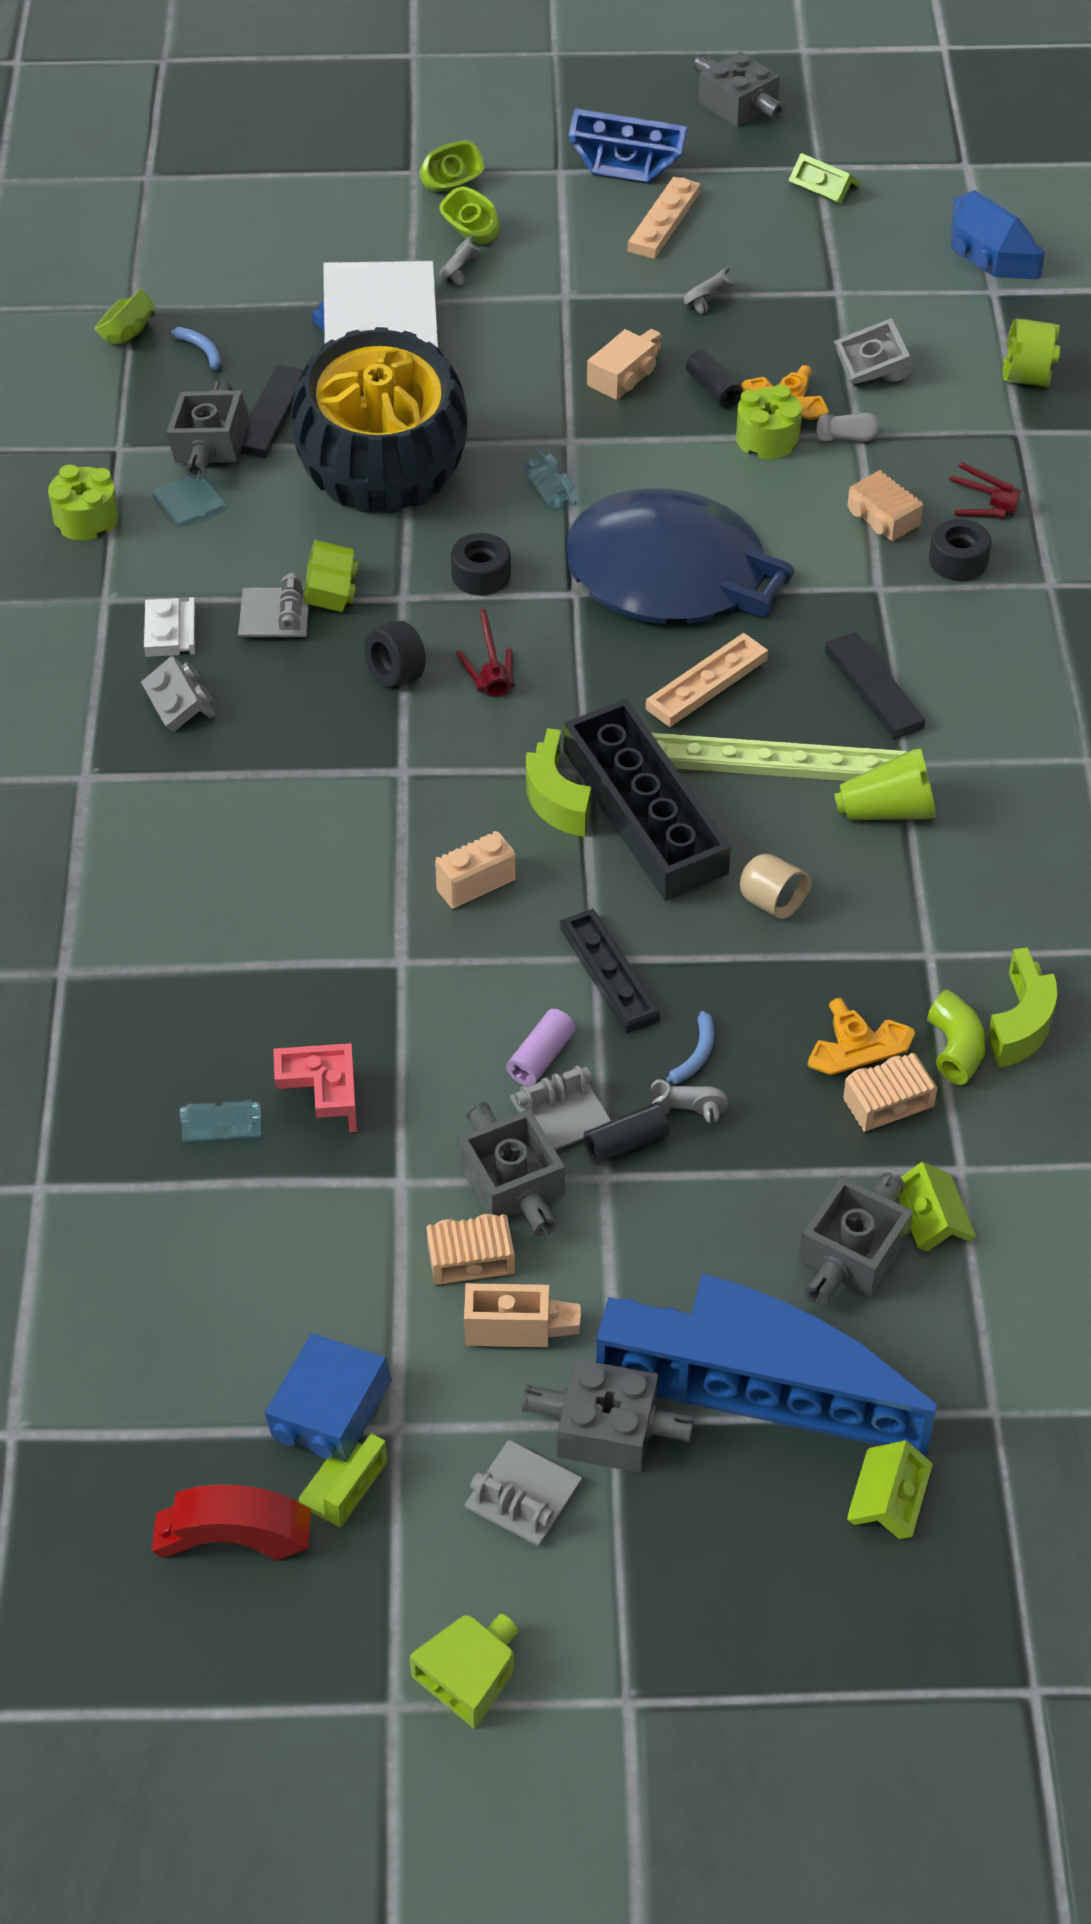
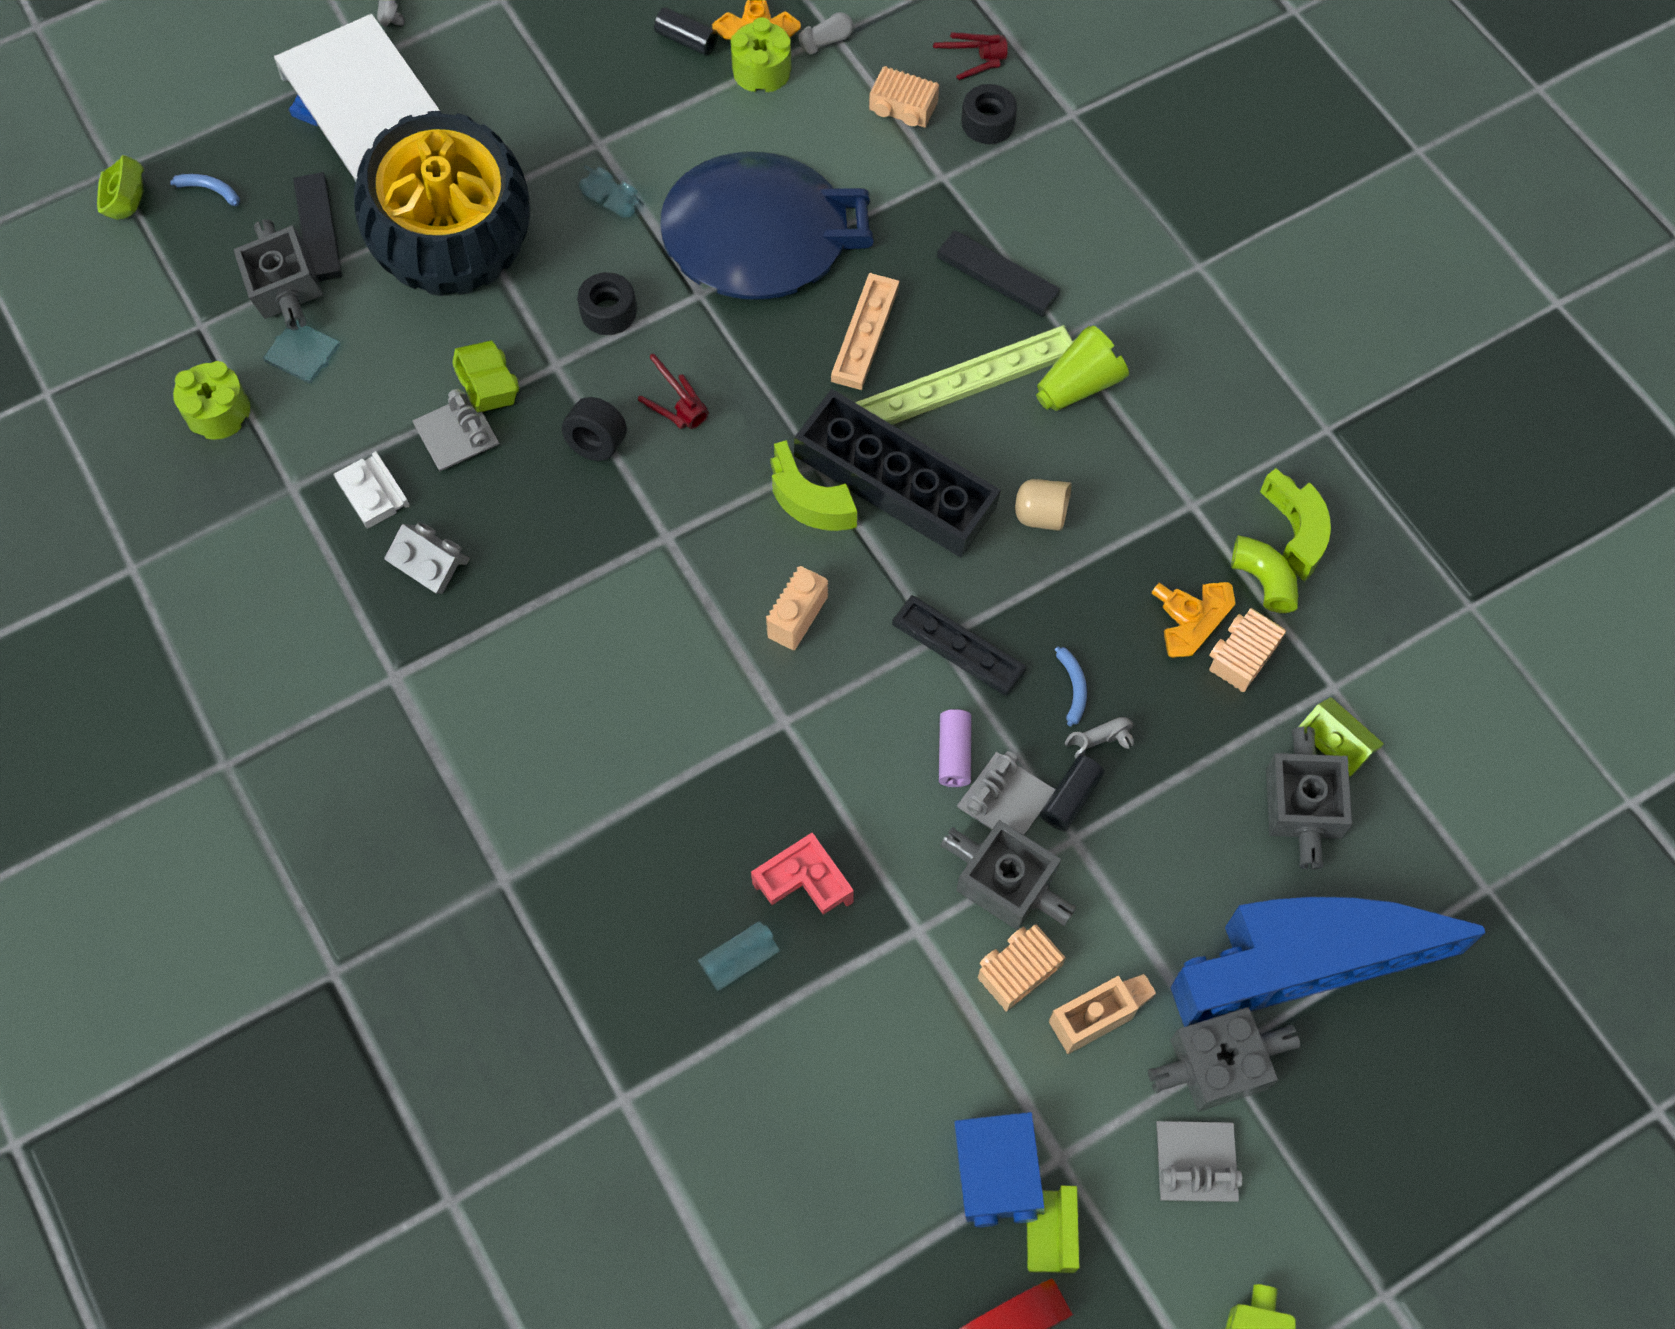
camera: 30 degrees left, 15 degrees up
(623, 362) = (600, 47): light nougat hinge -> none
(891, 1488) = (1460, 1001): lime panel -> none

